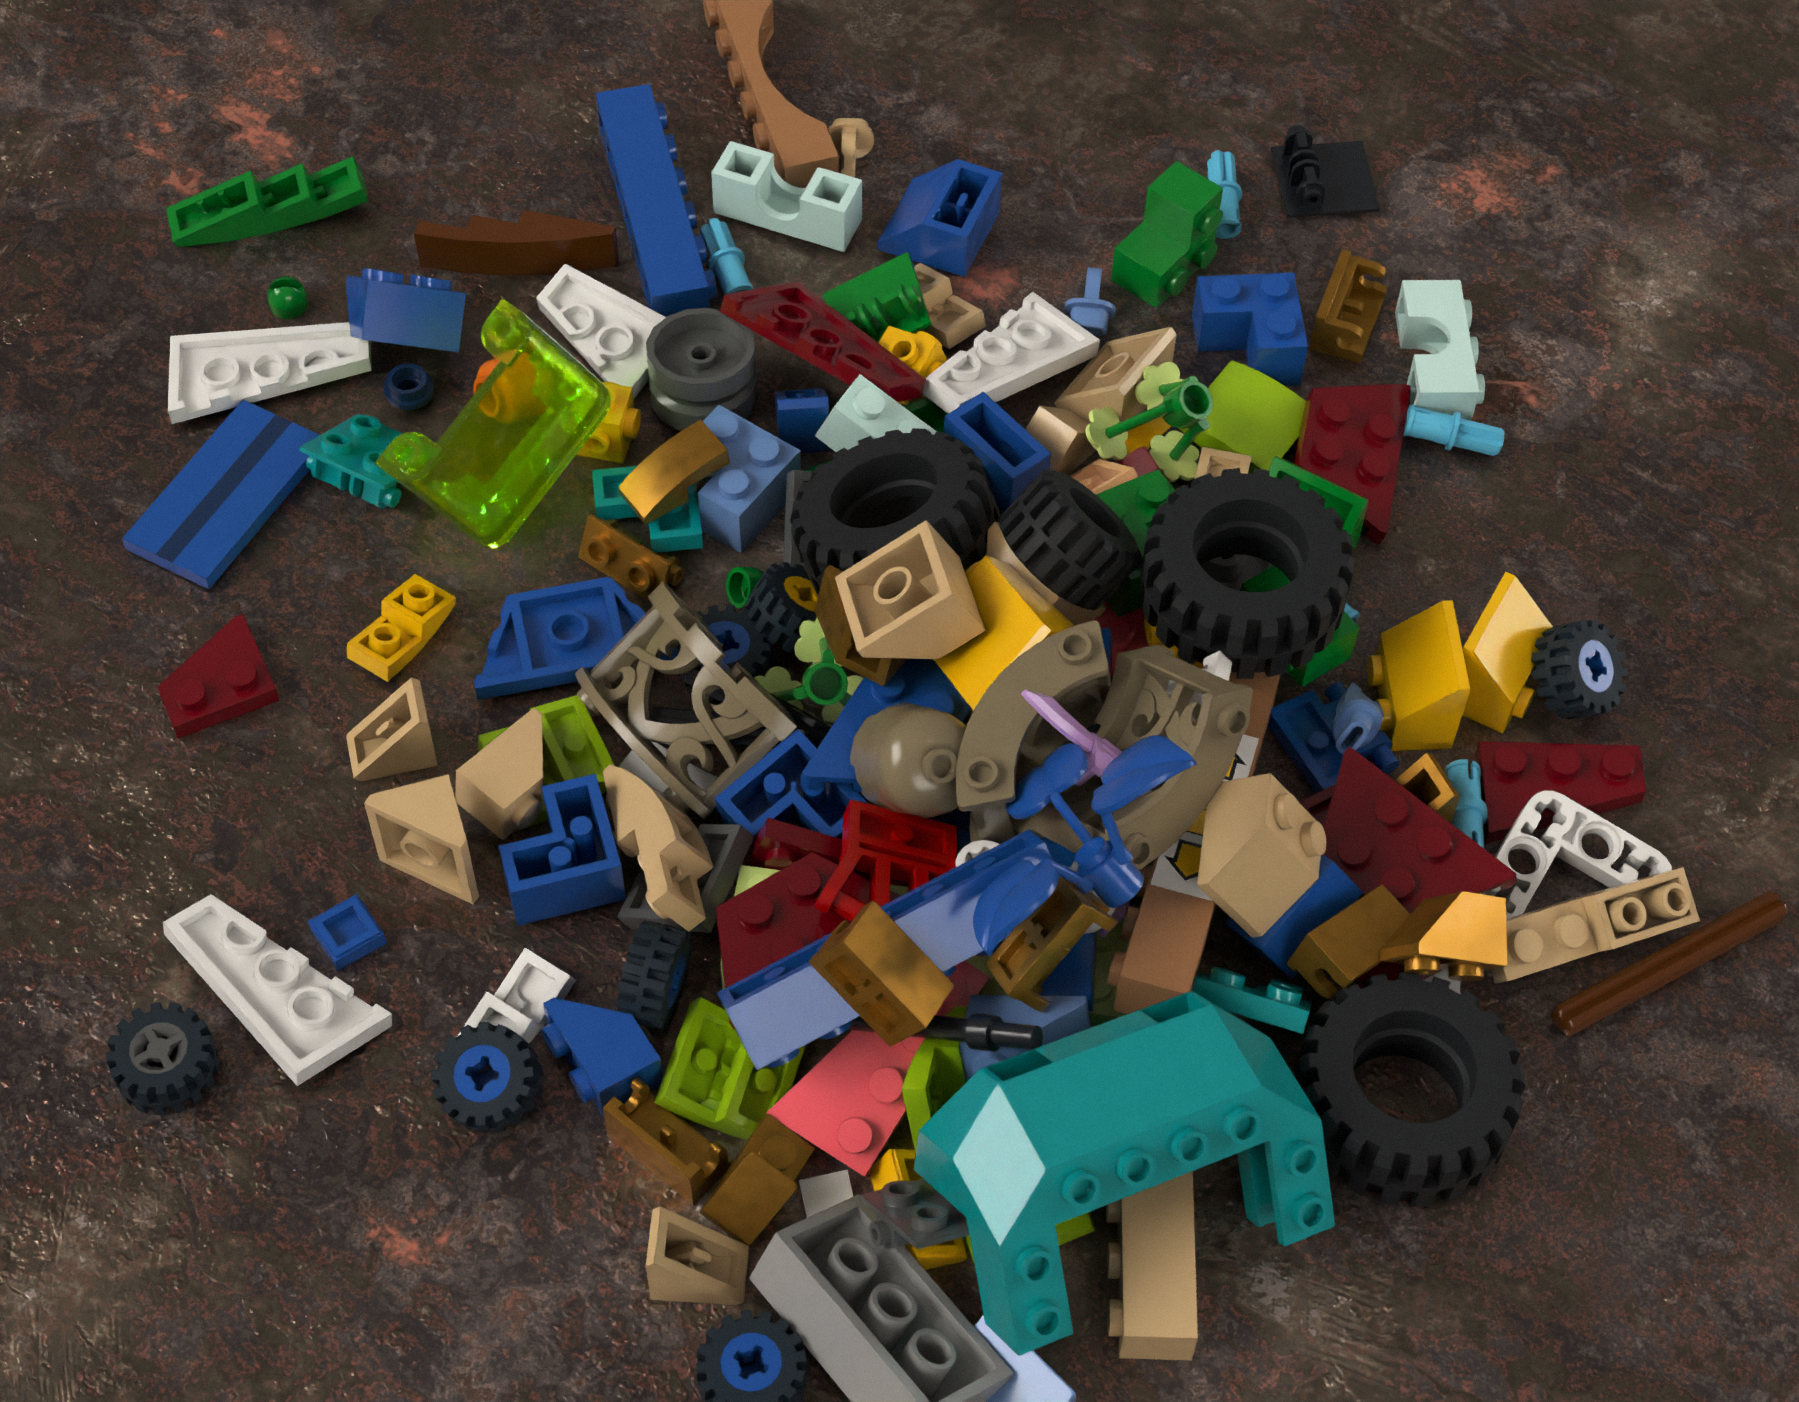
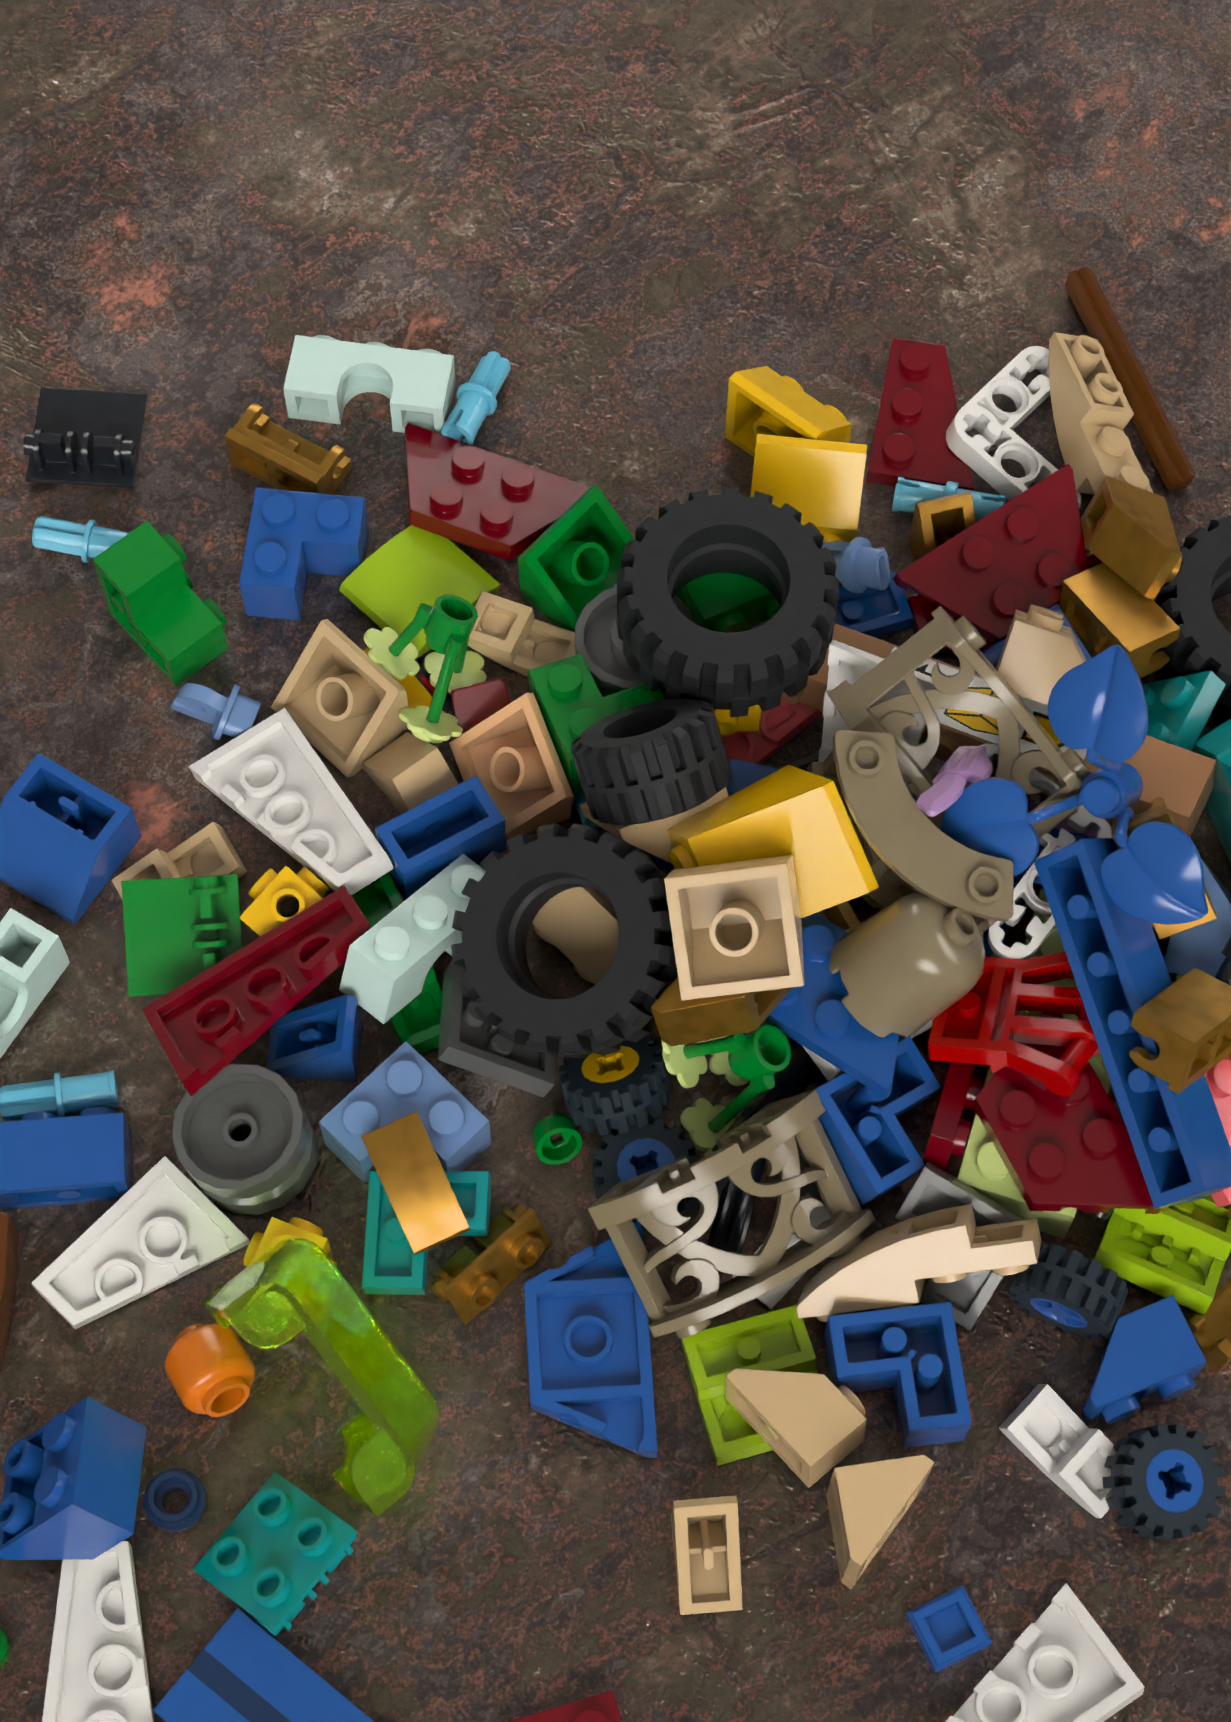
camera: 80 degrees left, 10 degrees up
(405, 626) = (541, 1536): yellow slope -> none
(1579, 669) = (814, 358): black wheel -> none

